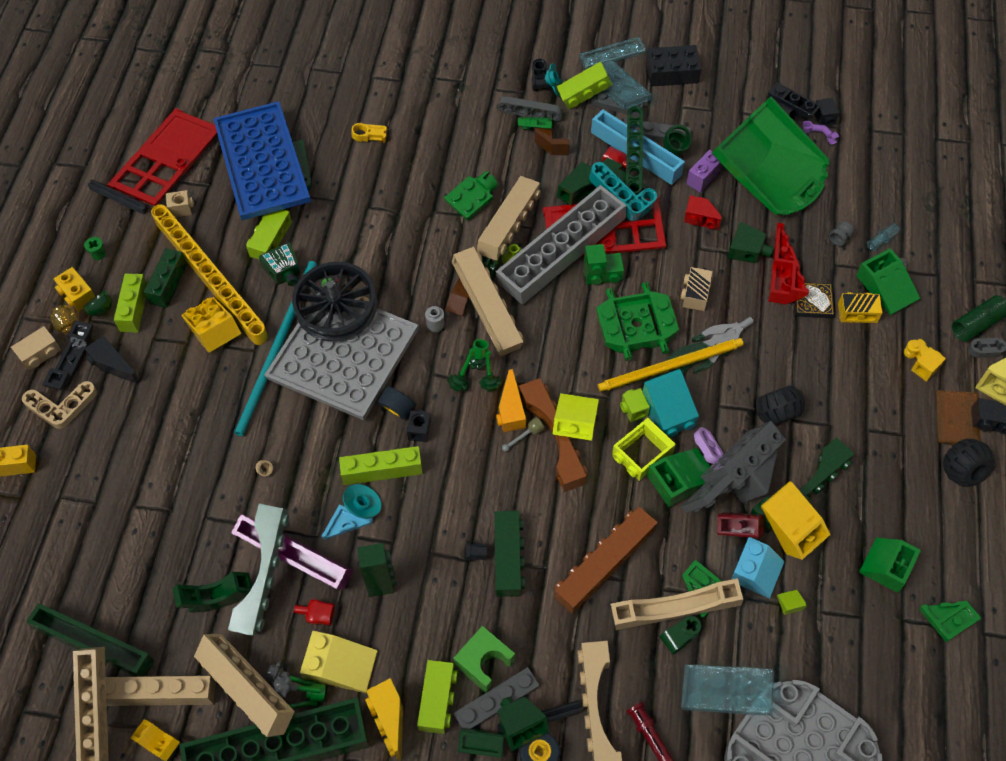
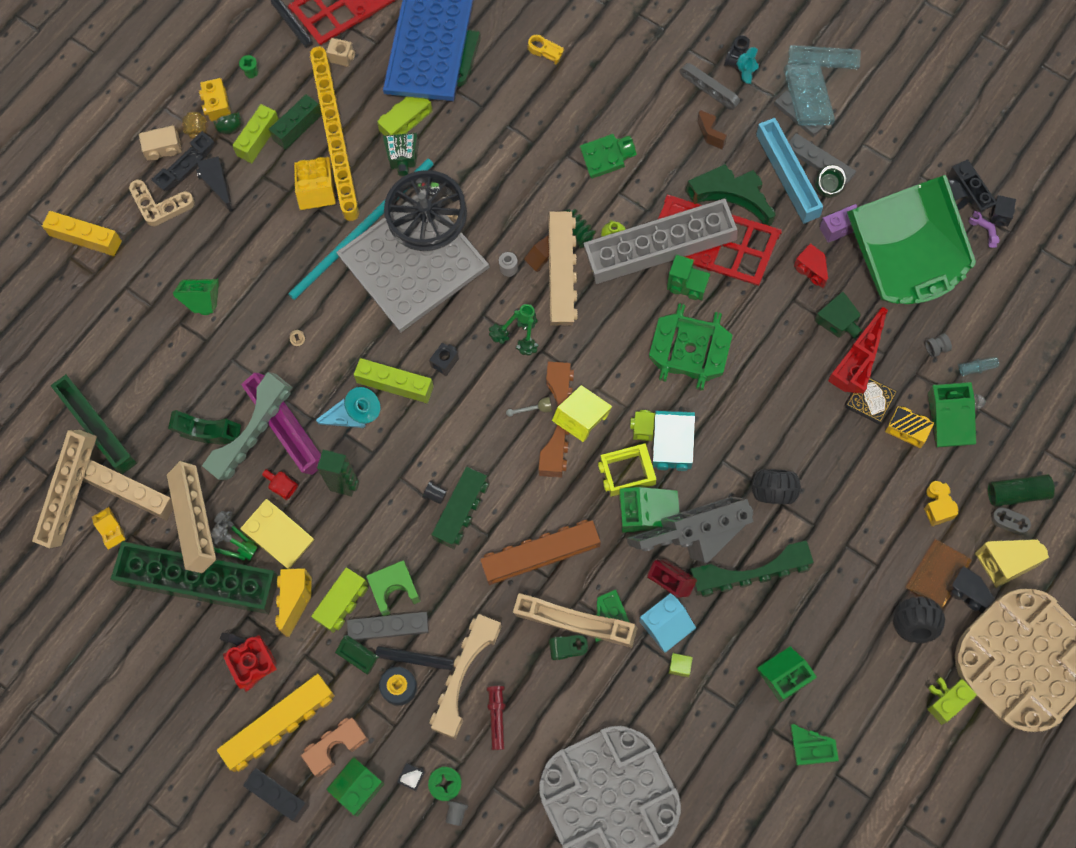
camera: 30 degrees right, 10 degrees up
(143, 470) = (198, 294): none -> green slope
(397, 403) = (435, 329): black wheel -> none
(508, 218) = (625, 193): tan brick -> none
(511, 411) = (532, 376): light orange slope -> none
(521, 722) = (392, 654): dark green torso -> none
(528, 122) = (706, 103): green wing -> none
(584, 85) = (773, 84): lime brick -> none
(602, 175) = (743, 210): teal beam -> none
(616, 155) = (766, 174): red piece -> none
(634, 151) = (774, 192): dark green beam -> none
(670, 364) = (697, 402): yellow piece -> none
(673, 65) = (876, 96): black brick -> none
(697, 288) = (764, 339): tan brick -> none
(708, 445) = (688, 492): lavender plate -> none
(719, 334) = (739, 404): piece -> none
(728, 689) = (578, 712): clear light blue plate -> none
(795, 521) = (720, 598): yellow slope -> none

